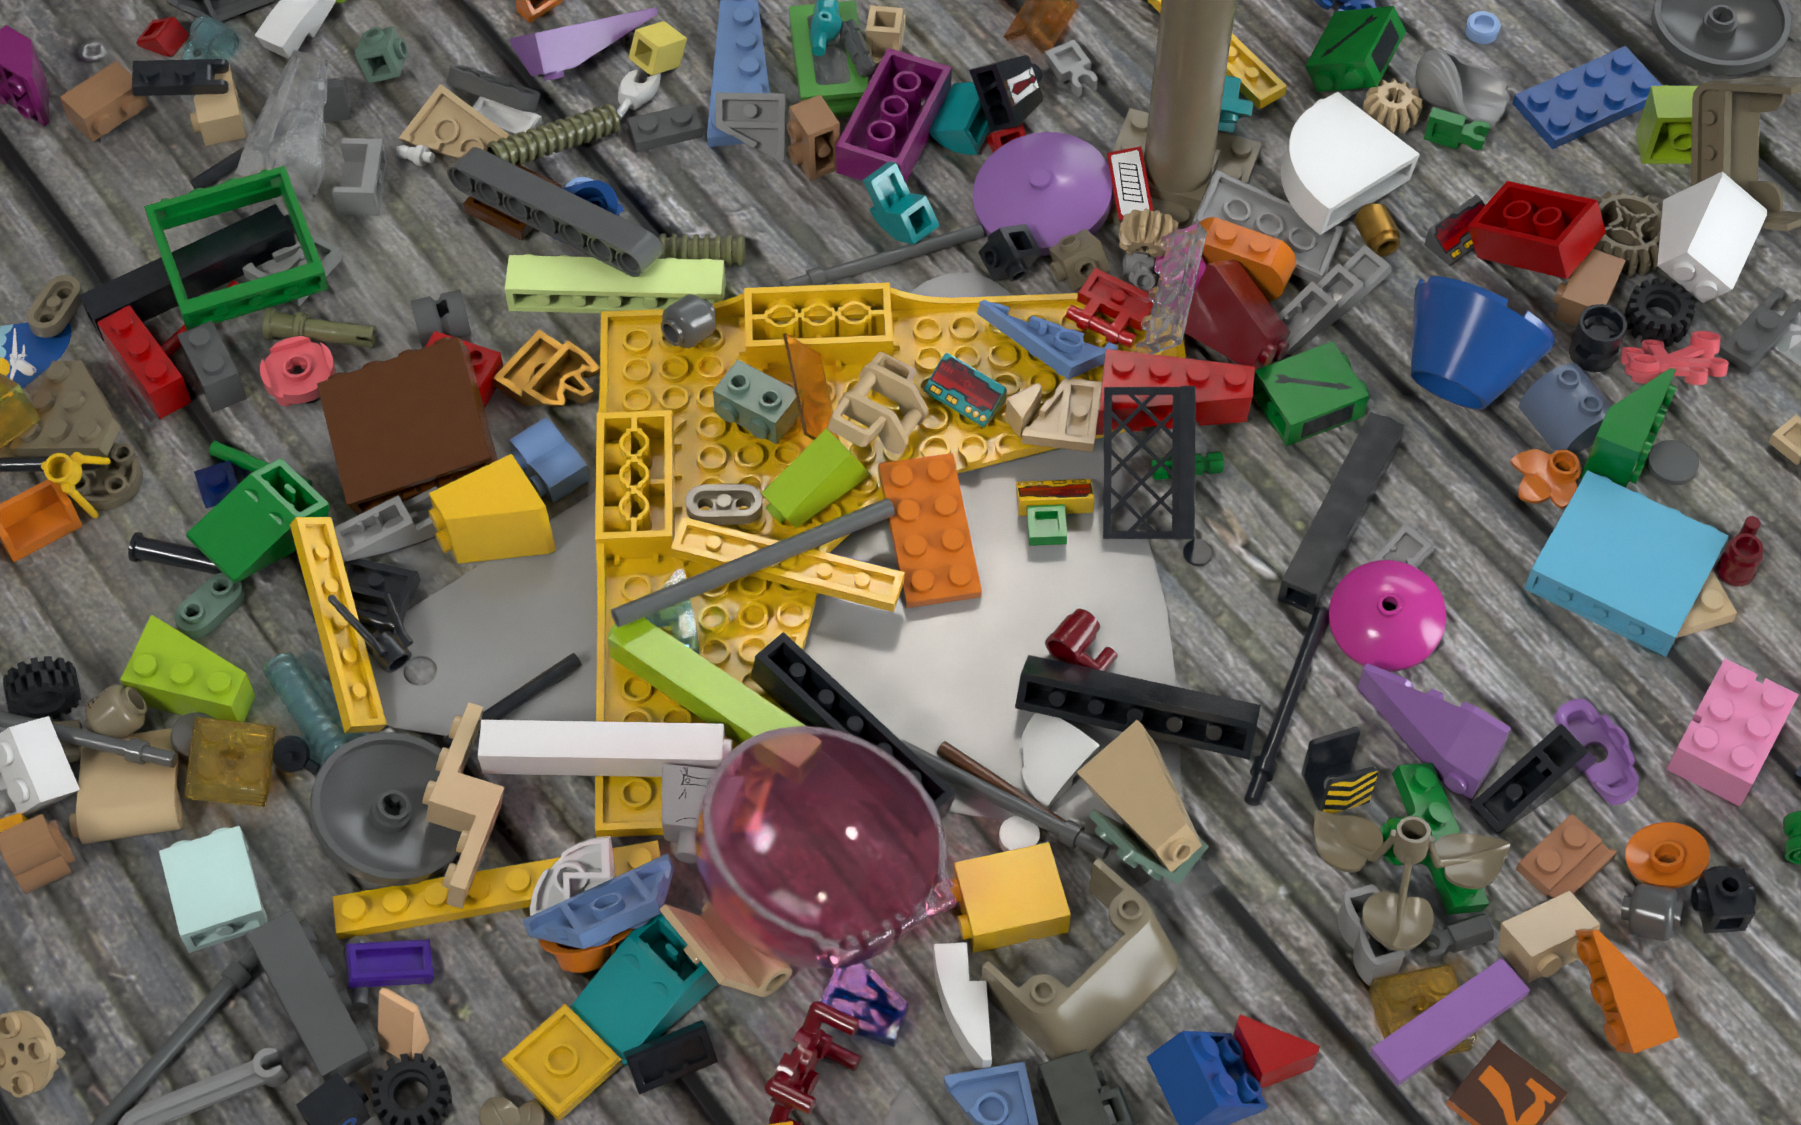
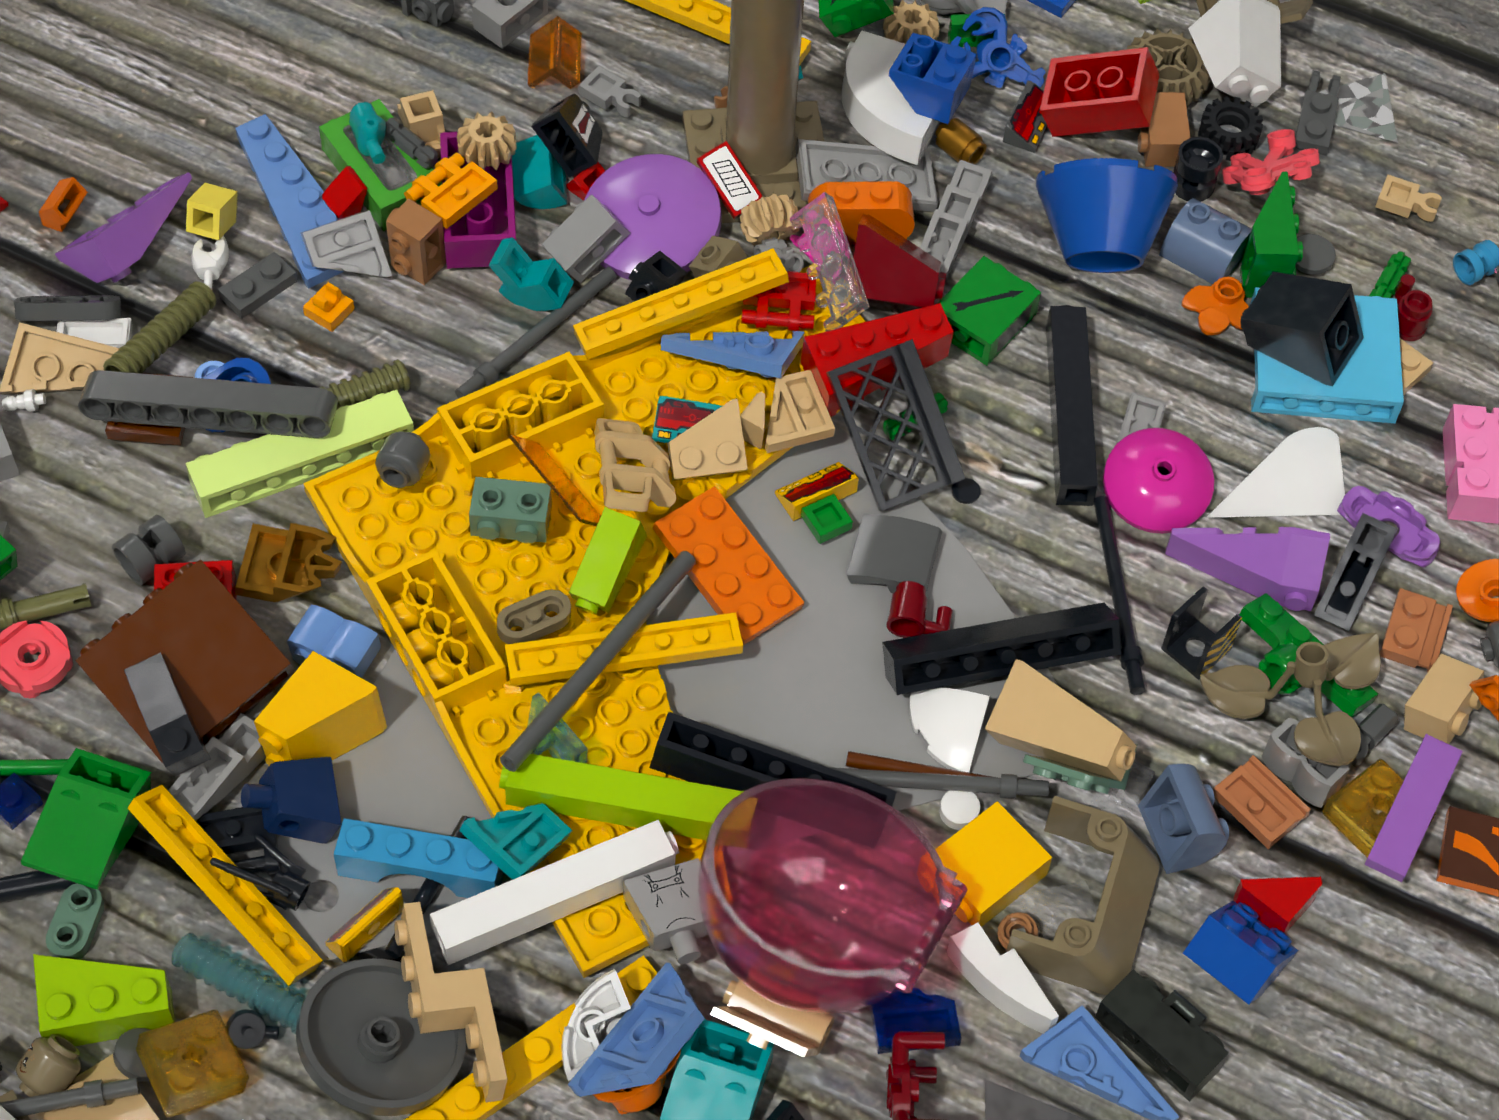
camera: 30 degrees left, 0 degrees up
(363, 461) = (166, 715): none -> slope
(437, 577) = (297, 799): none -> dark blue torso
(437, 711) = (366, 924): none -> yellow slope
(486, 653) = (378, 850): none -> dark azure arch
(597, 689) = (517, 838): none -> teal wing
(714, 169) = (329, 307): none -> light orange tile
(780, 74) = (345, 194): none -> red slope
(865, 100) = (458, 194): none -> light orange plate
(919, 68) = (487, 140): none -> tan gear
(968, 189) = (585, 238): none -> light grey brick
(969, 415) = (710, 446): none -> tan wing
(1010, 959) = (1015, 921): none -> medium nougat plate
(1014, 277) = (680, 303): none -> yellow plate
(1092, 579) = (893, 551): none -> dark grey slope
(1221, 935) = (1183, 819): none -> sand blue brick
(1309, 954) = (1261, 802): none -> nougat plate
(1370, 155) = (933, 76): none -> blue slope
(1458, 158) = (995, 53): none -> blue animal
(1527, 671) = (1294, 480): none -> white sticker
(1610, 523) = (1304, 324): none -> black slope
(1734, 519) = (1391, 275): none -> green axle

